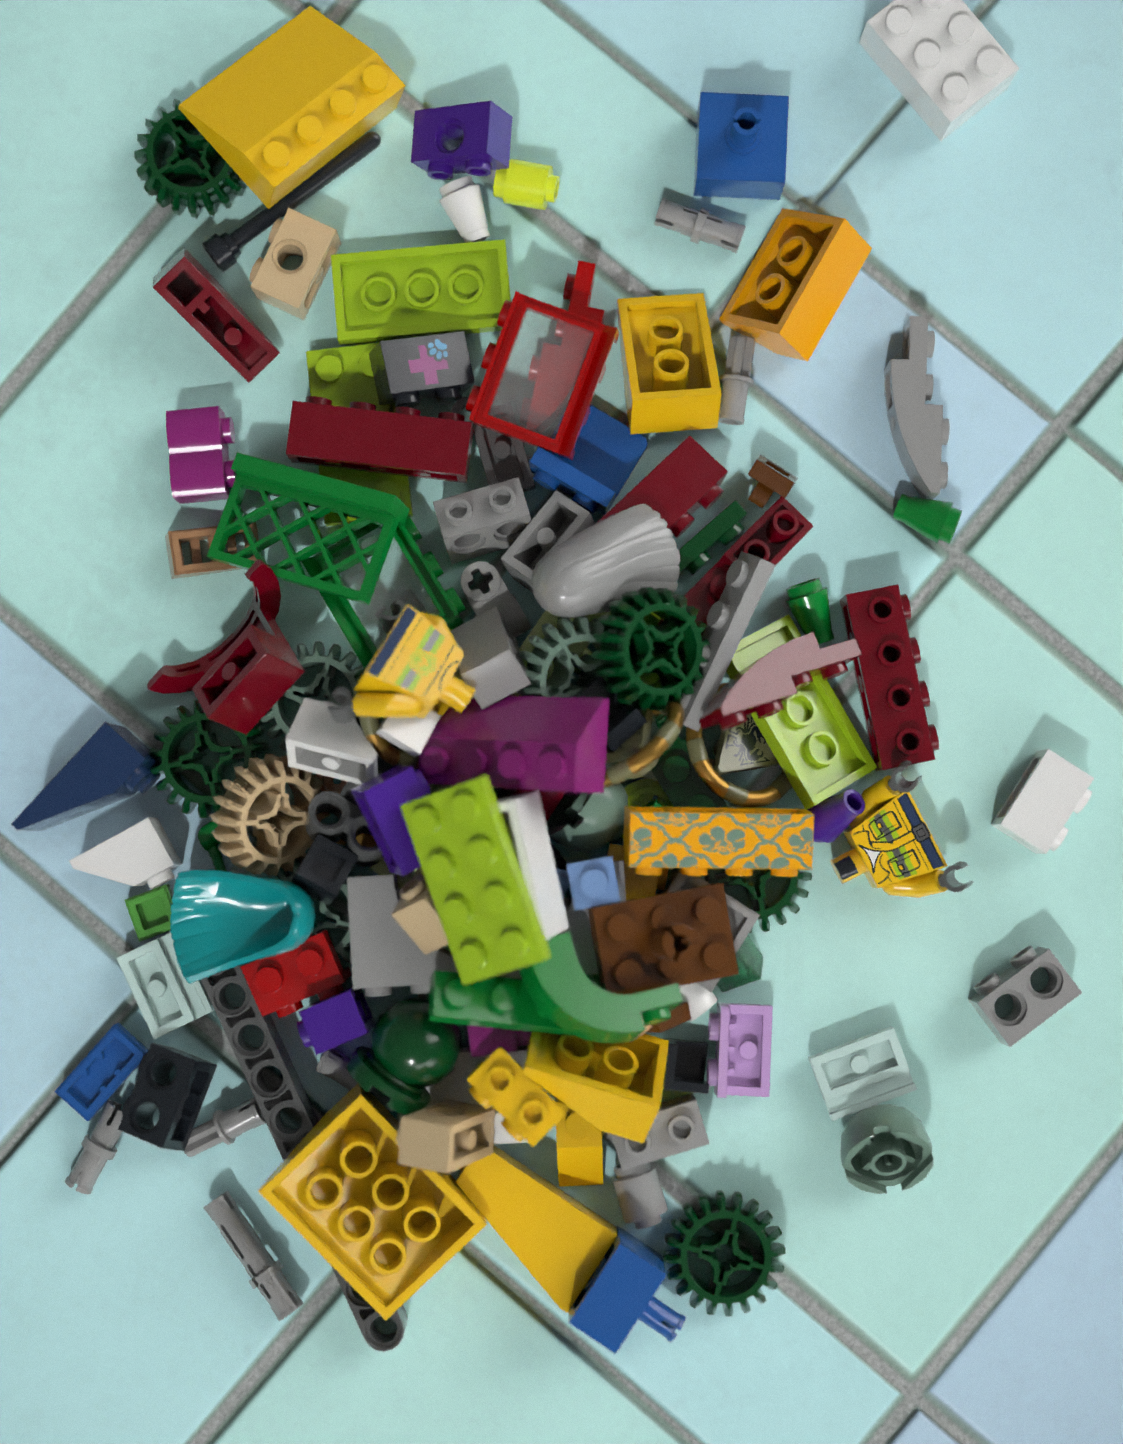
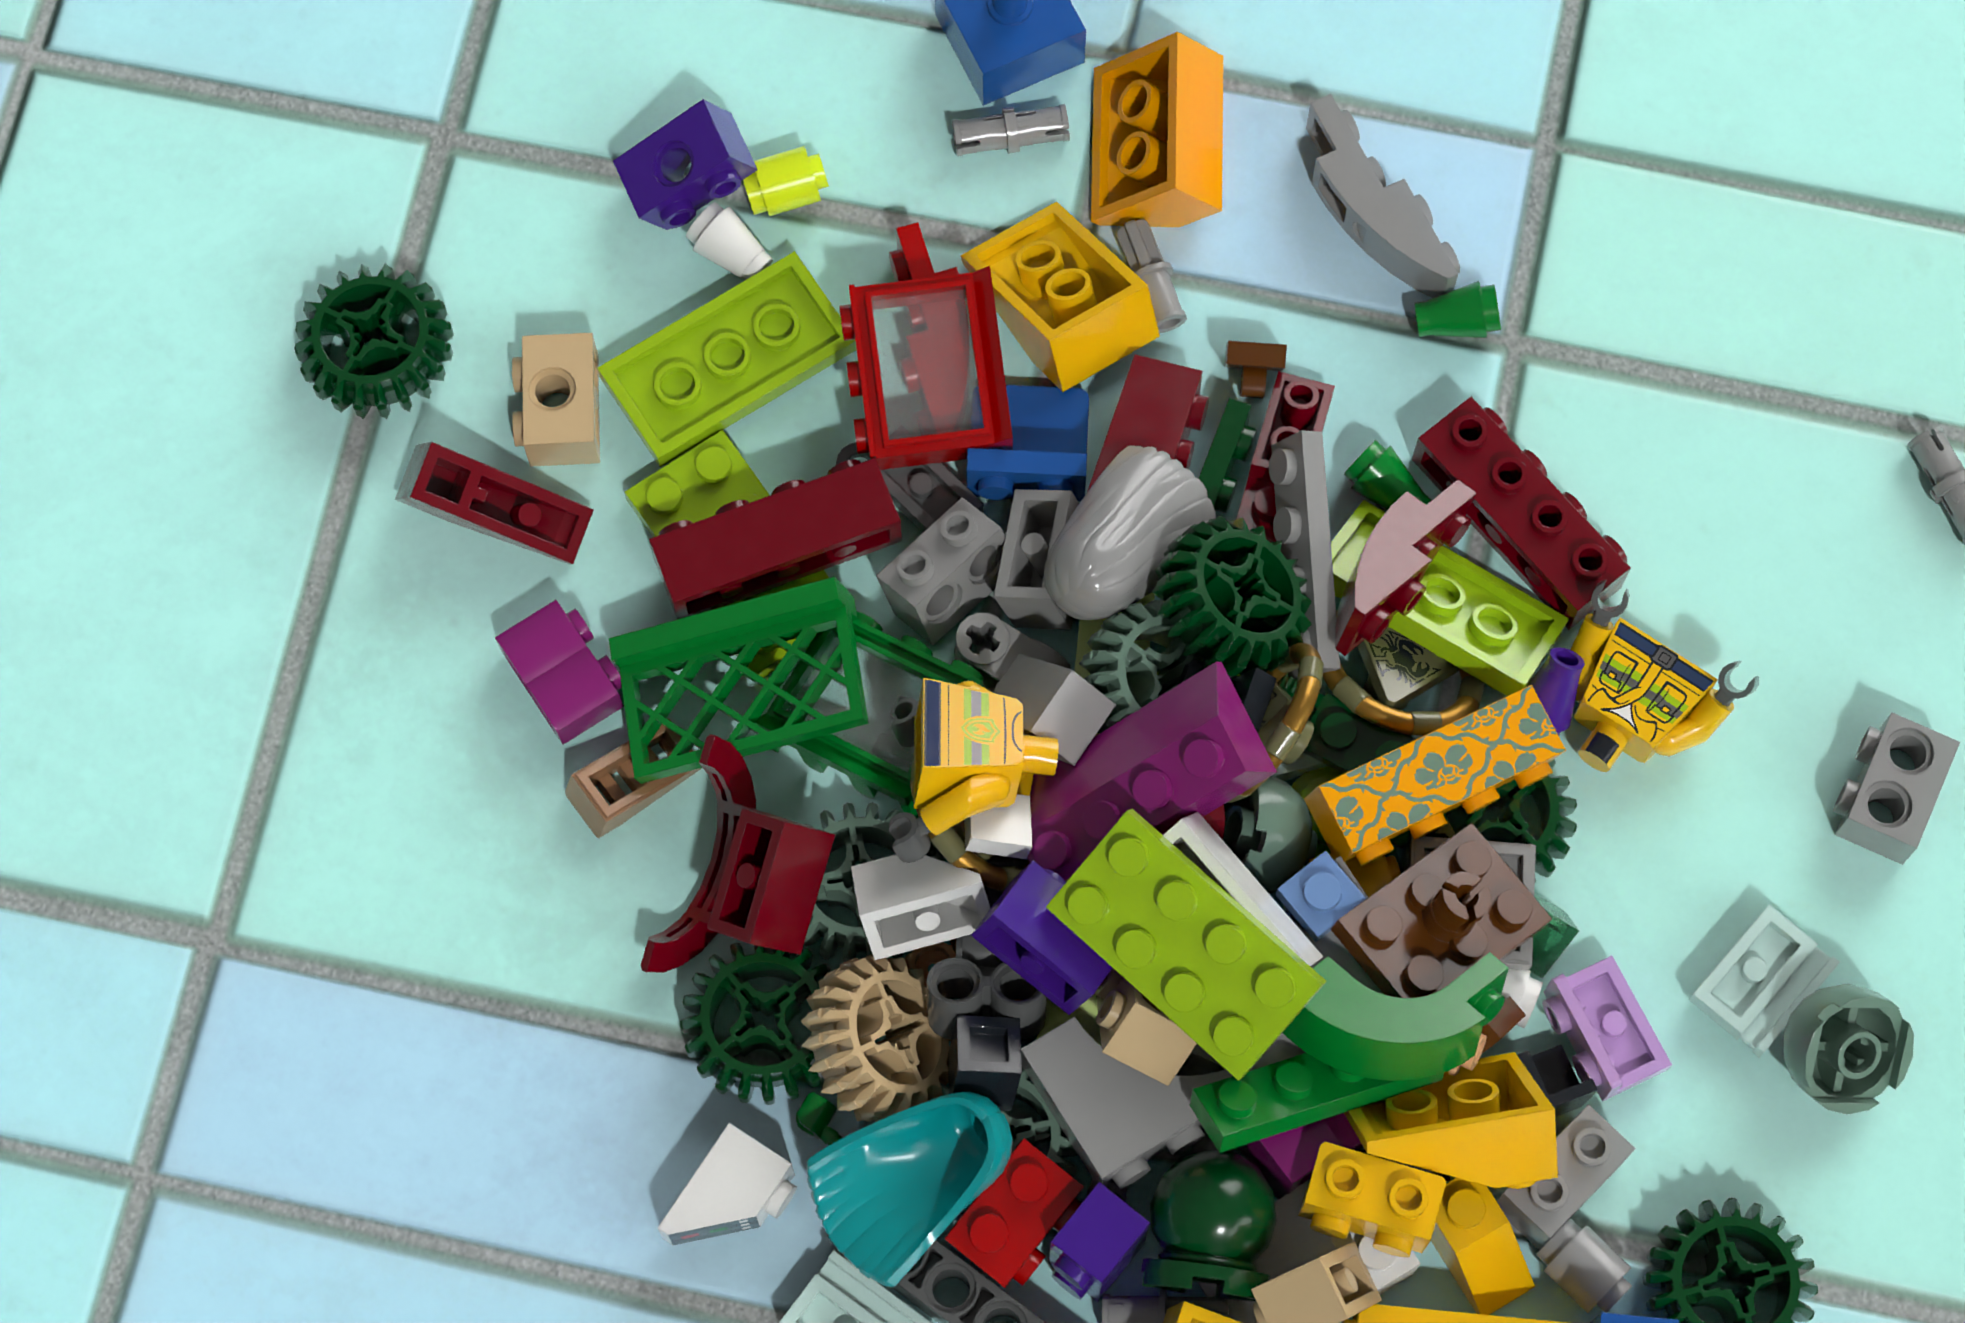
camera: 30 degrees left, 15 degrees down
(101, 773) = (641, 1110): dark blue slope -> none
(151, 912) = (792, 1250): bright green tile -> none
(226, 247) = (463, 426): black piece -> none
(293, 103) = (466, 220): yellow slope -> none
(422, 369) = (777, 437): brick -> none
(1044, 802) = (1783, 558): white piece -> none

